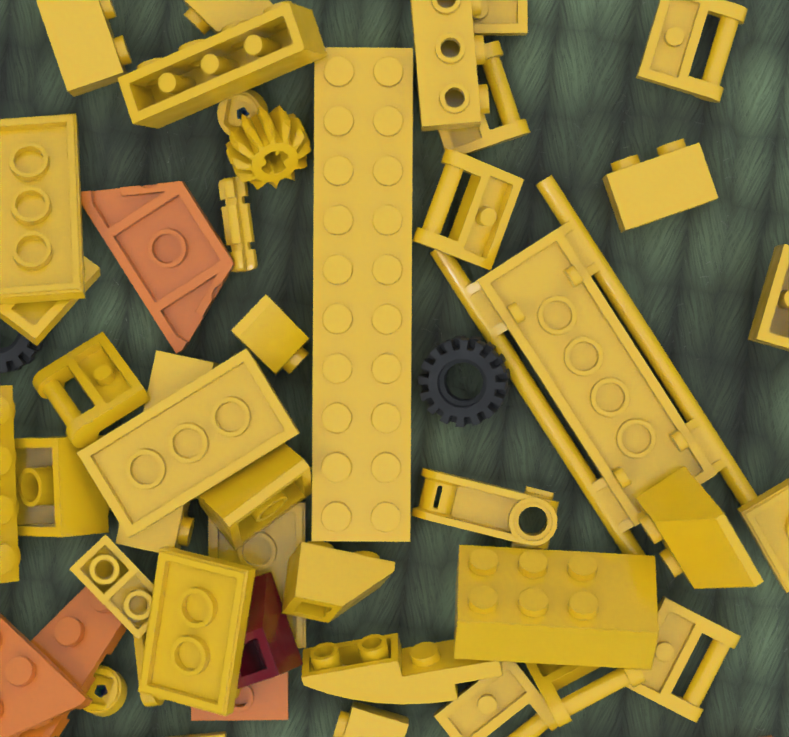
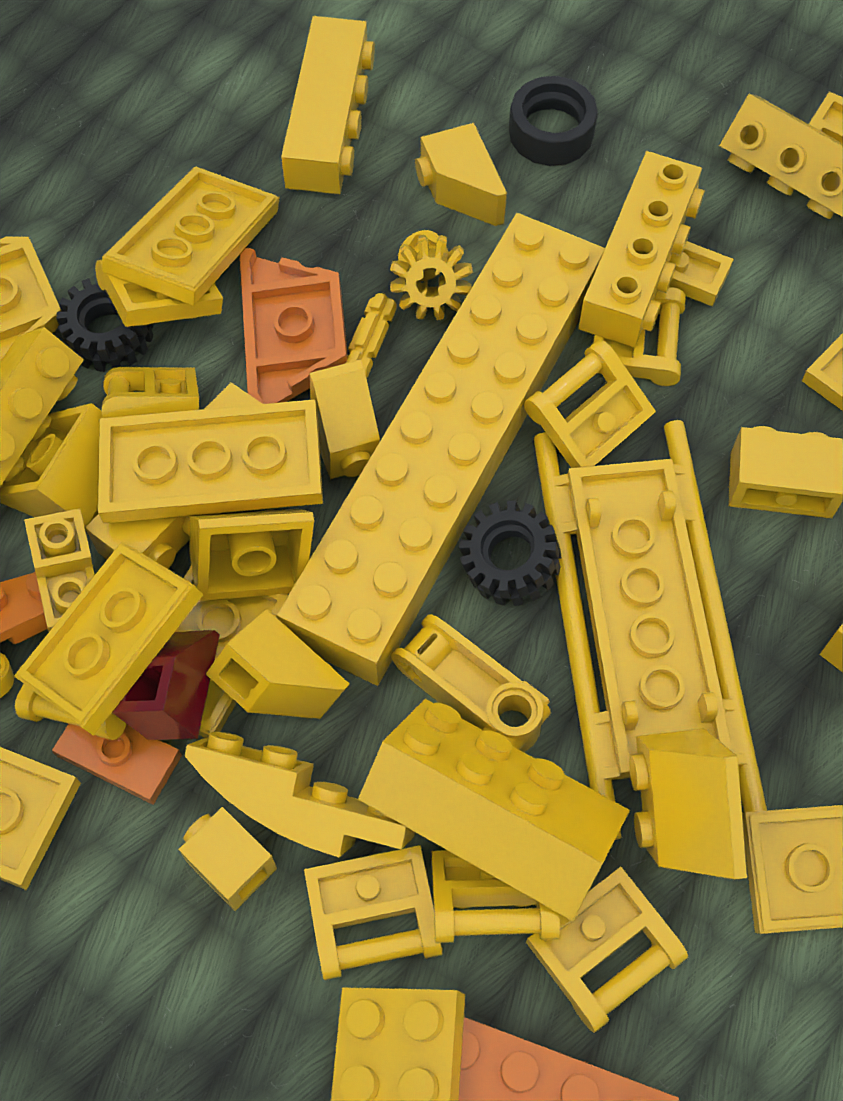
camera: 30 degrees right, 25 degrees down
(222, 65) = (378, 199): yellow brick -> none

